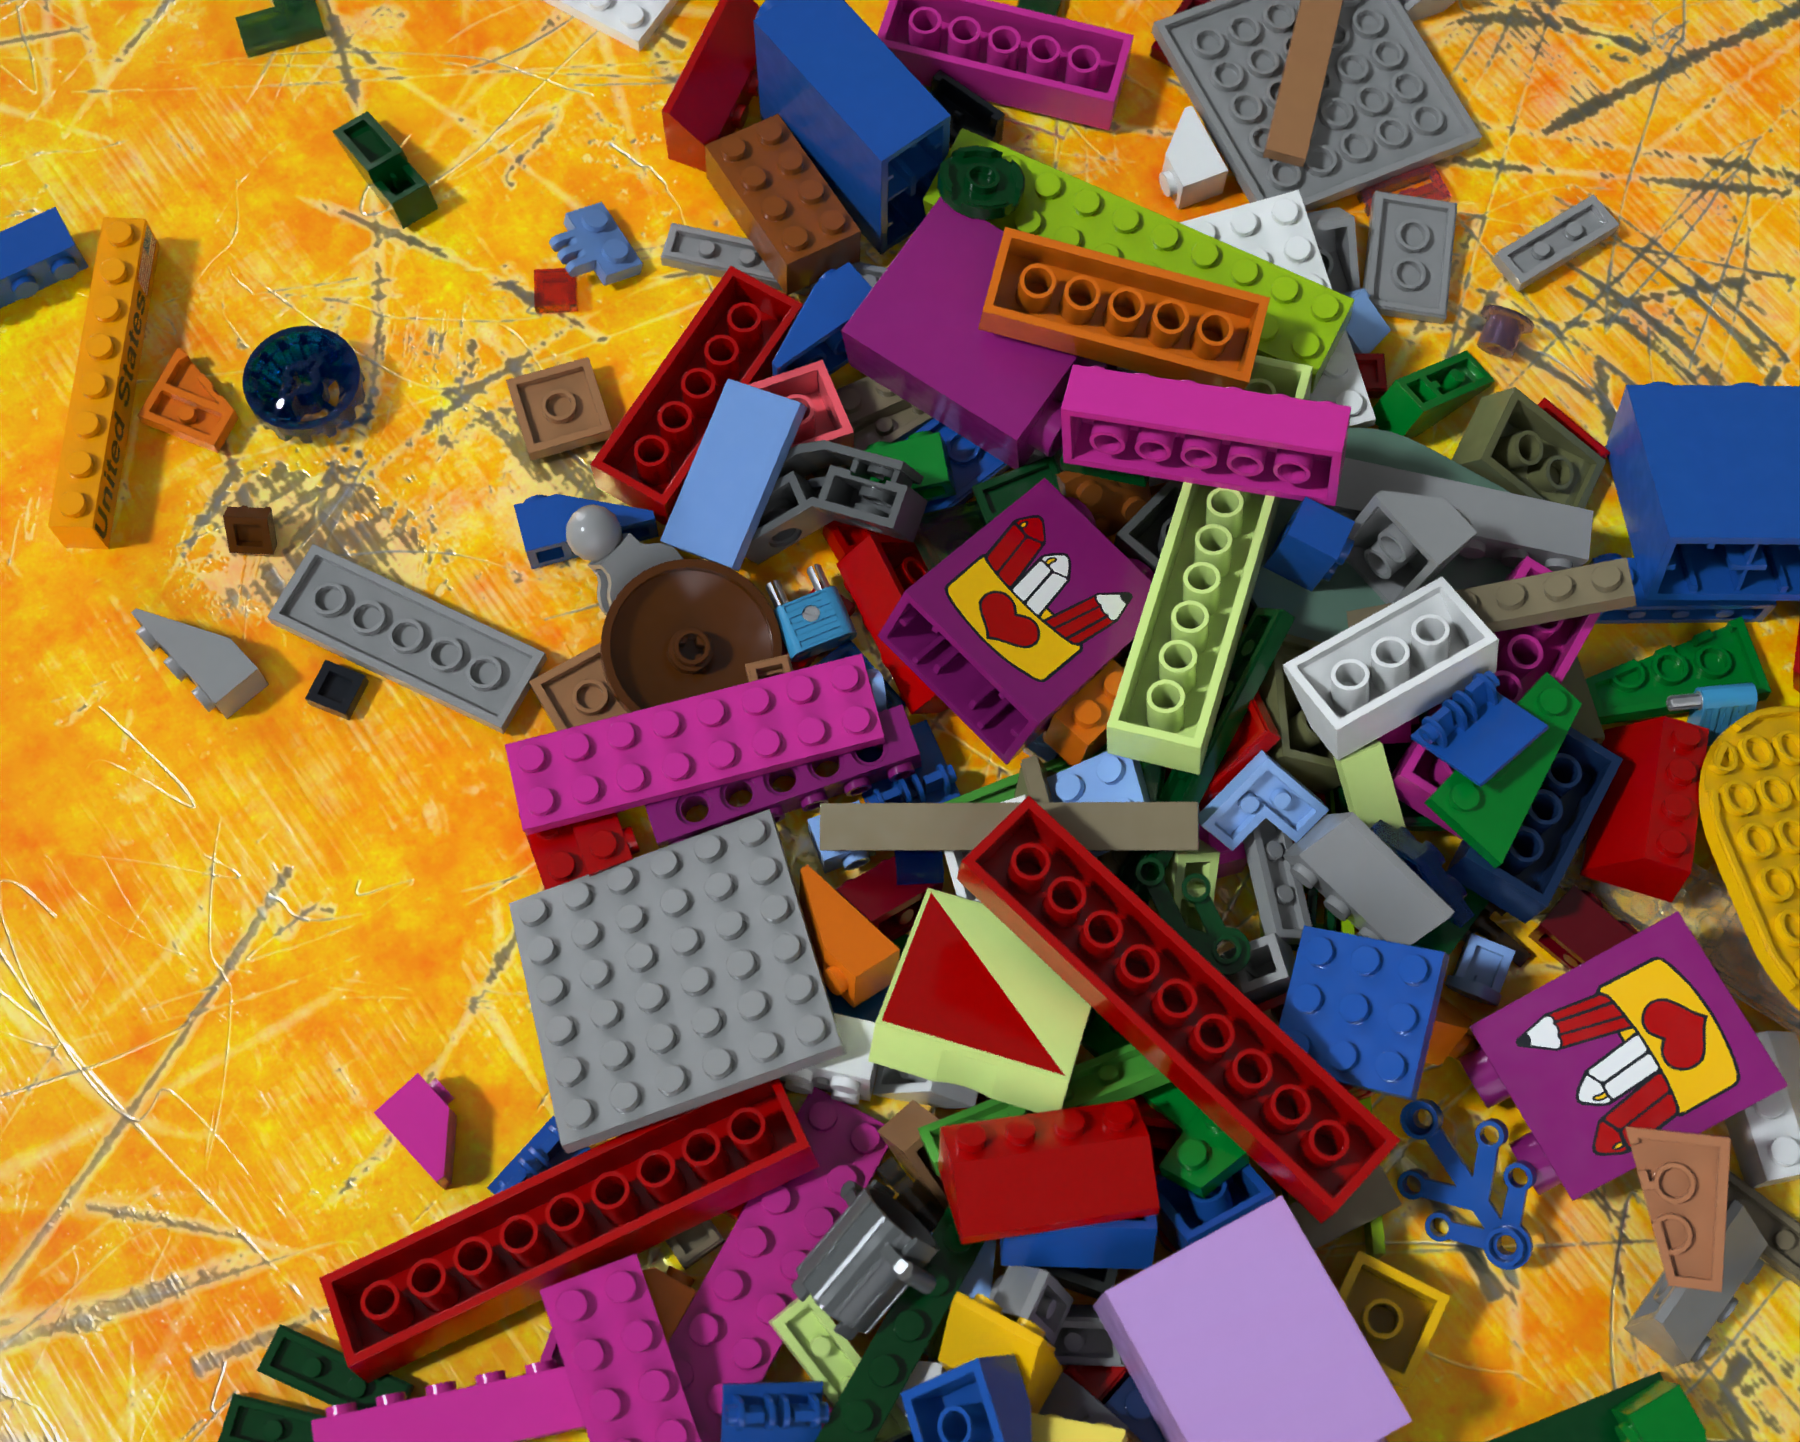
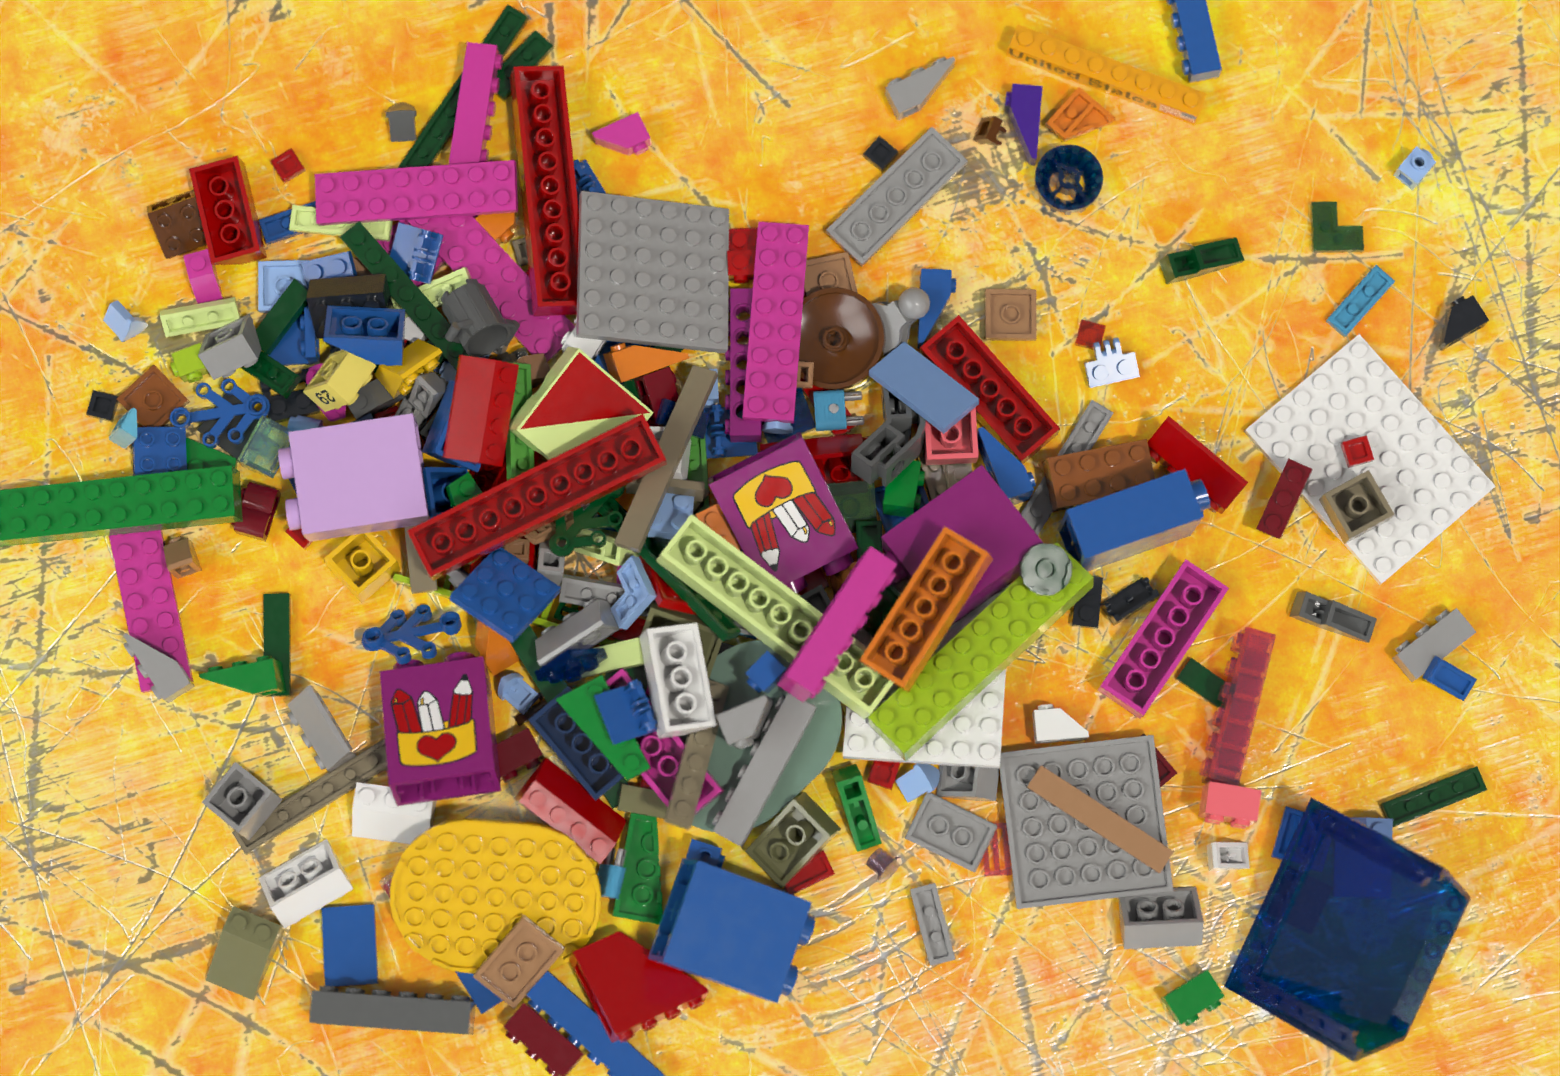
camera: 110 degrees right, 10 degrees up
(211, 479) = (1024, 112): none -> dark purple slope
(1686, 1200) = (357, 719): nougat wing -> none

